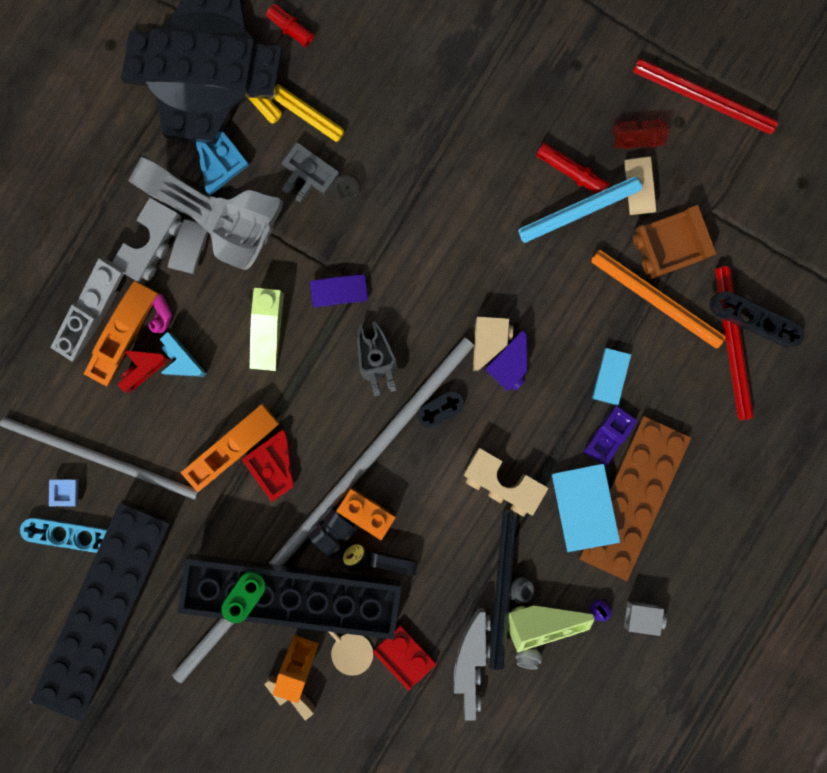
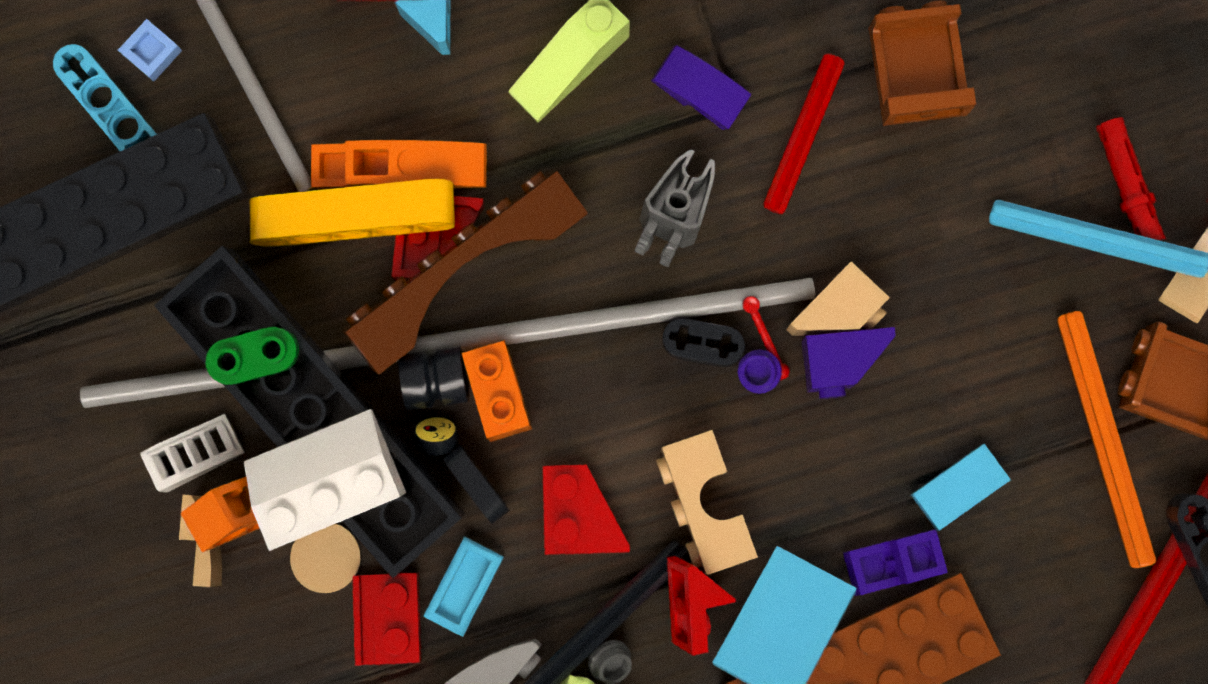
camera: 50 degrees right, 5 degrees down
(228, 489) = (352, 212): none -> yellow beam
(240, 681) = (157, 469): none -> white slope
(293, 527) = (392, 325): none -> reddish brown arch
(325, 625) = (321, 479): none -> white slope
(404, 272) = (804, 133): none -> red axle
(426, 613) = (463, 586): none -> medium azure tile
(430, 194) = (919, 64): none -> dark orange panel
(448, 374) = (751, 305): none -> red hinge
(450, 536) = (578, 514): none -> red wing
(477, 401) = (759, 371): none -> dark purple plate
(533, 532) = (689, 598): none -> red slope

